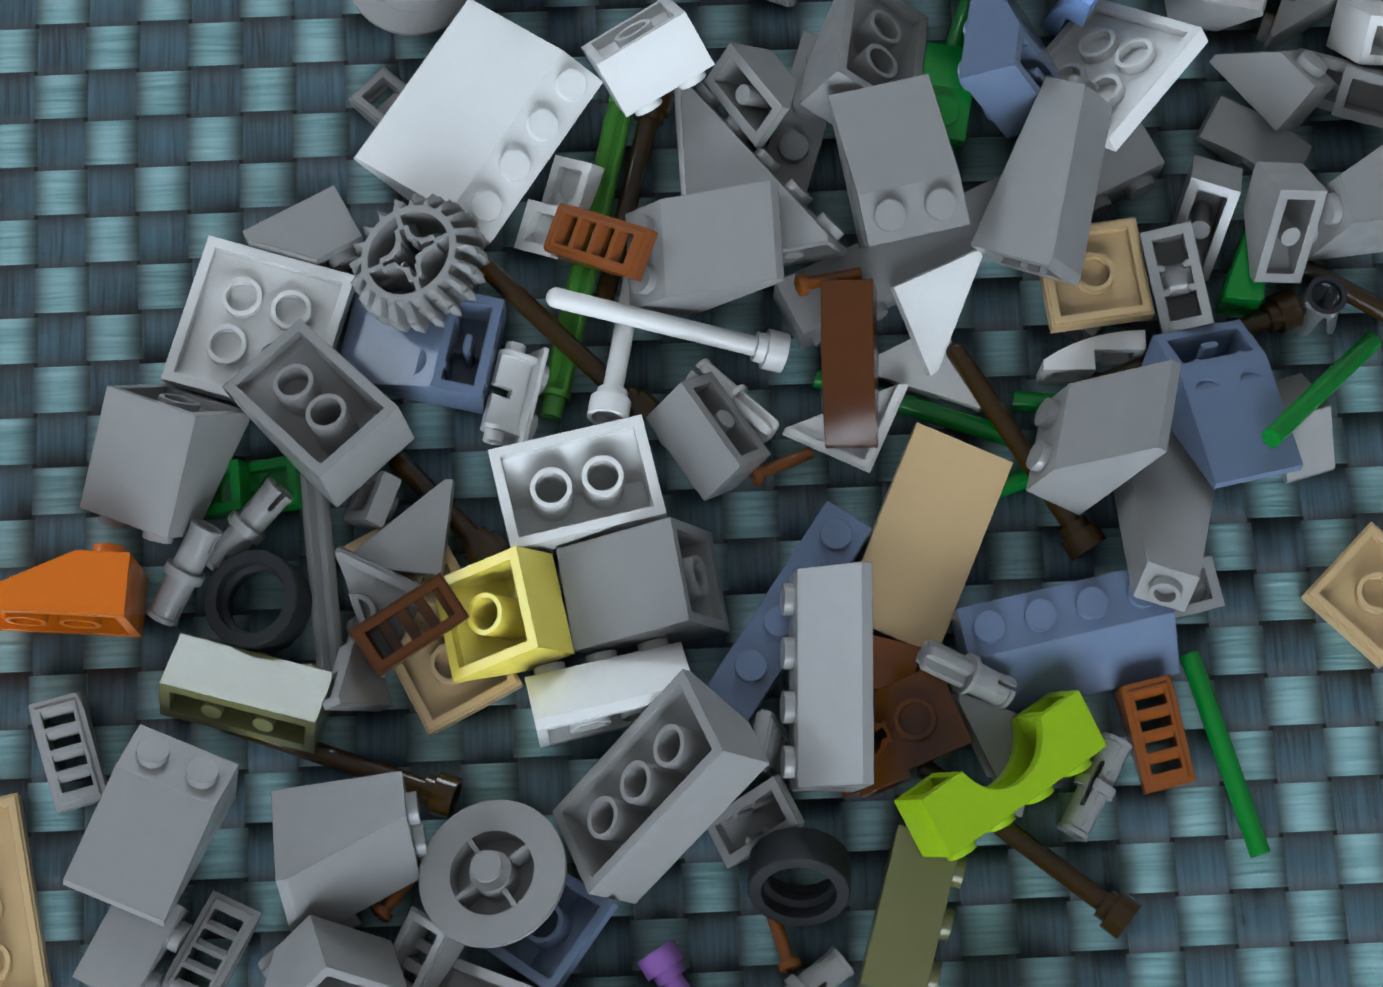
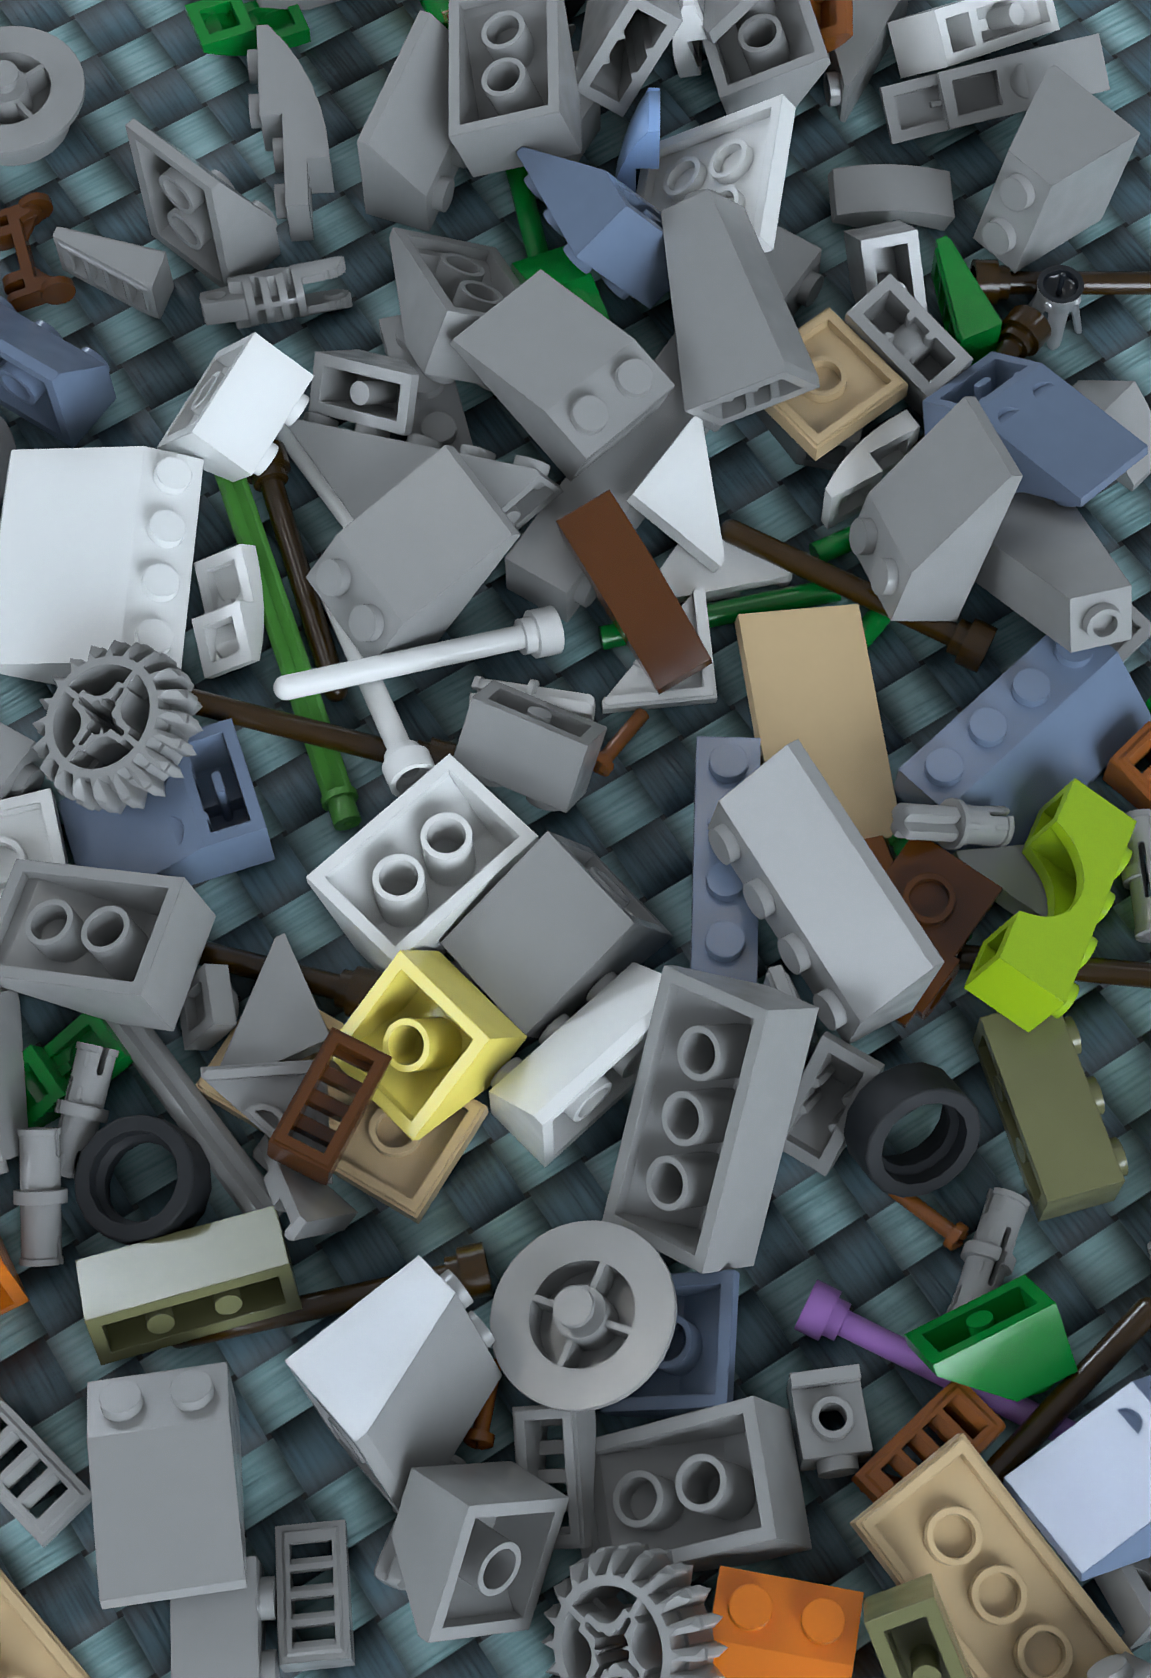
camera: 25 degrees left, 10 degrees down
(524, 377) = (299, 796): white hinge -> none
(572, 231) = (261, 615): dark orange slope -> none
(804, 284) = (537, 541): dark orange piece -> none
(1277, 83) = (880, 123): light grey slope -> none
(1281, 220) = (973, 234): light grey slope -> none
(1320, 390) = (1114, 373): green bar -> none

